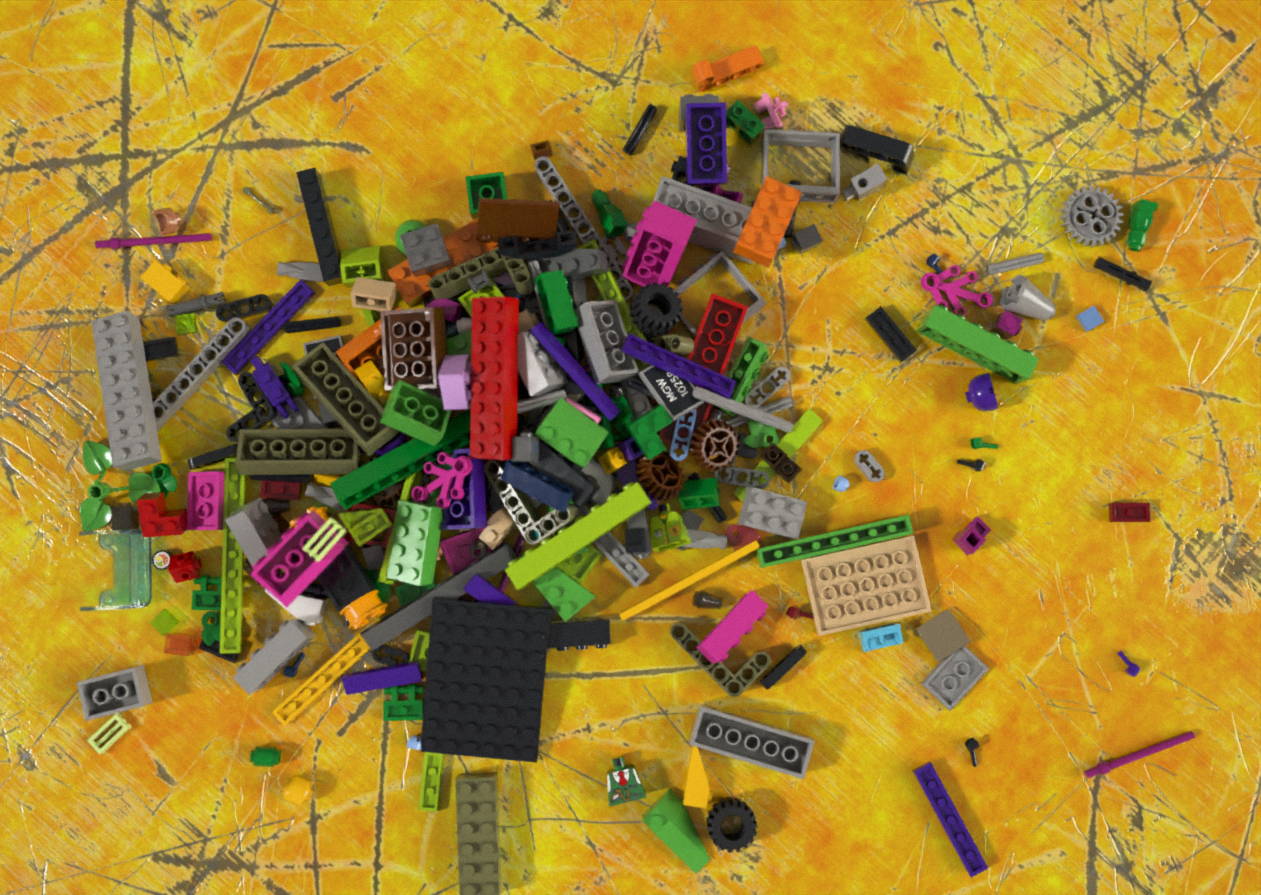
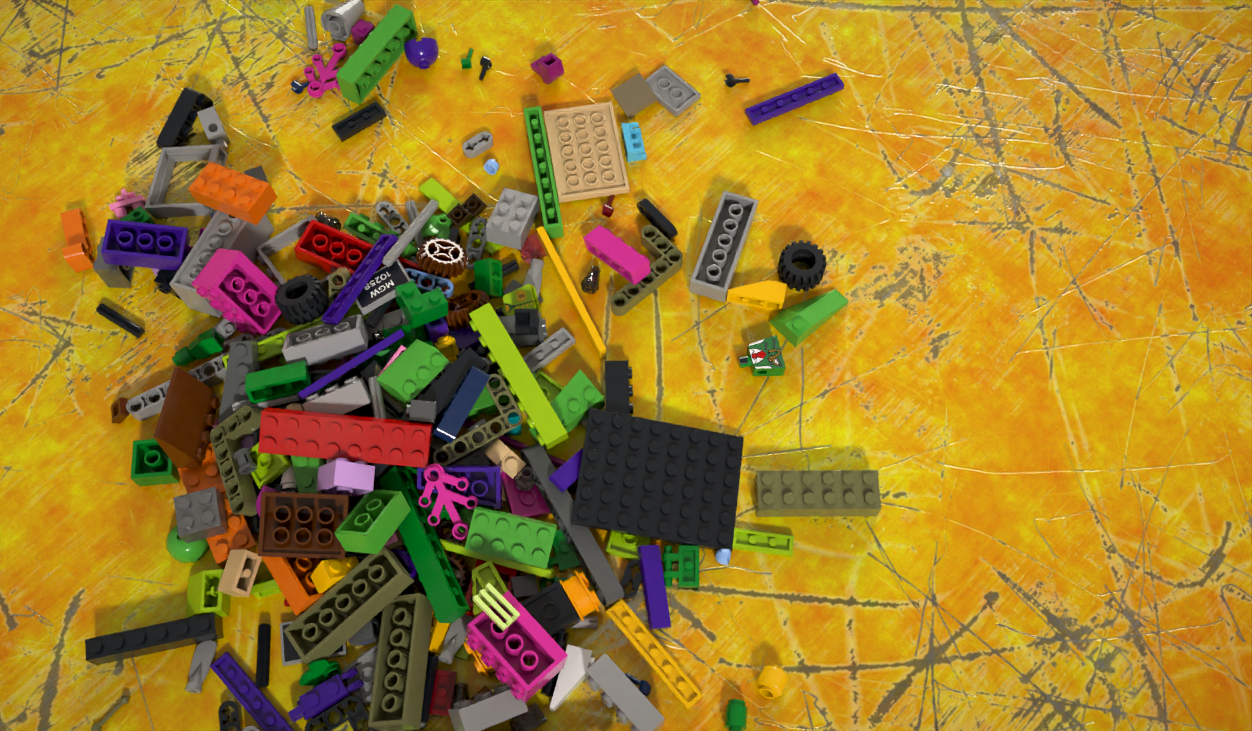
camera: 80 degrees left, 20 degrees down
(538, 248) = (221, 401): black slope -> none
(760, 320) = (328, 220): none -> clear smoke cone

